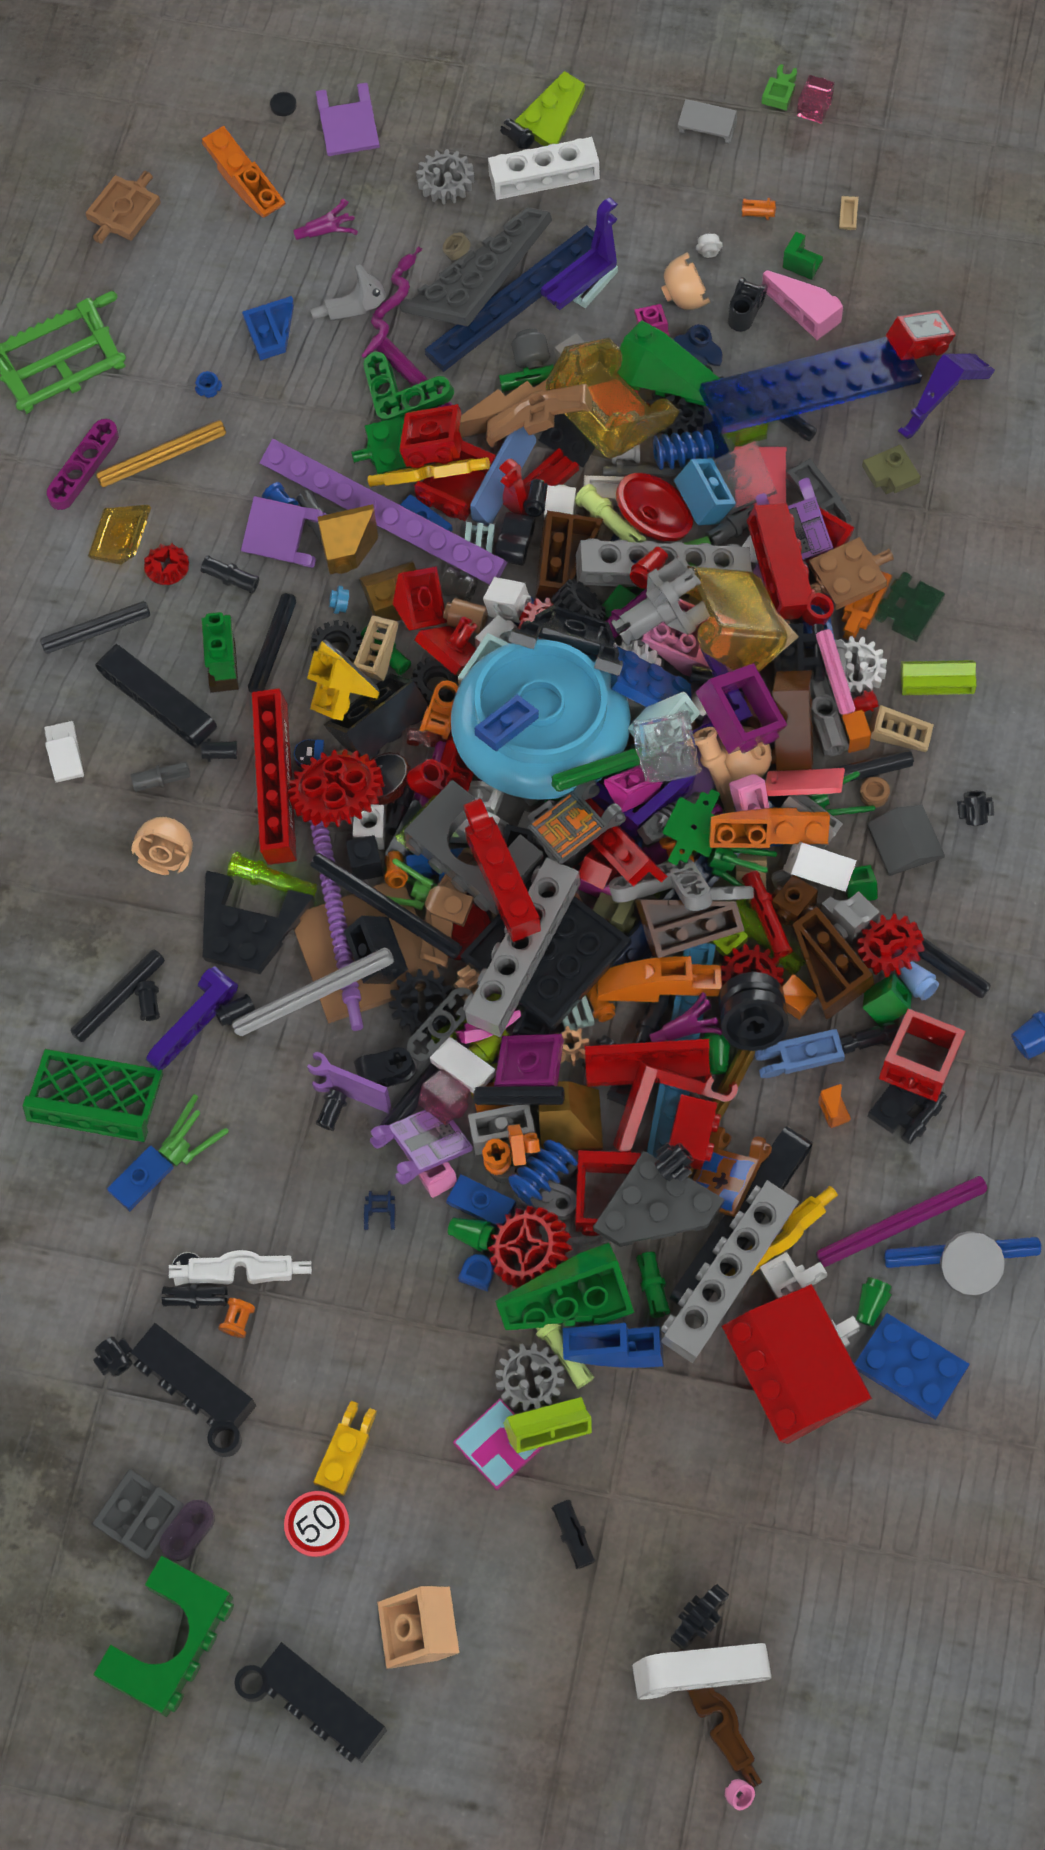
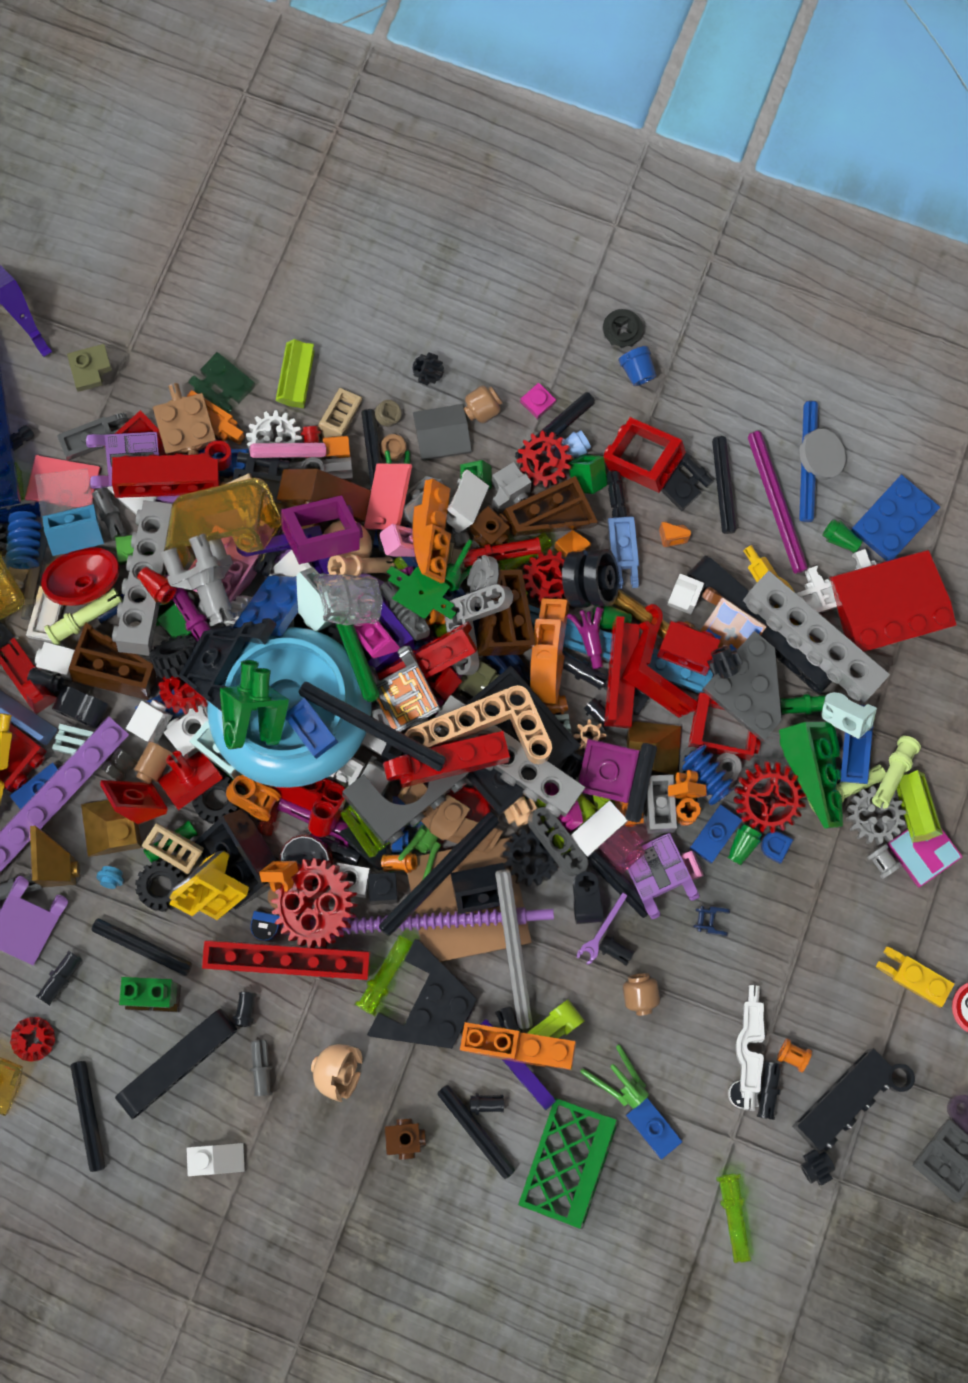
camera: 90 degrees left, 10 degrees up
(65, 1271) = (732, 1202): none -> clear neon green pin
(100, 920) = (393, 1139): none -> reddish brown brick
(207, 1009) = (518, 1046): none -> orange slope
(244, 1062) = (560, 1022): none -> lime piece
(285, 1141) = (641, 993): none -> medium nougat head
(359, 745) = (279, 872): none -> orange tile
(476, 1395) = (884, 861): none -> light grey bush
(519, 783) = (372, 726): none -> black axle
(527, 657) = (252, 695): none -> green piece
(551, 901) = (483, 721): none -> light nougat beam
(595, 1395) = (899, 764): none -> yellowish green pin
(639, 1319) = (848, 715): none -> light aqua leg
(761, 1126) = (685, 594): none -> white panel
(909, 1157) = (724, 485): none -> black axle
(913, 777) = (388, 413): none -> dark tan tile
(946, 873) = (482, 404): none -> medium nougat head
(968, 935) = (538, 401): none -> dark pink plate

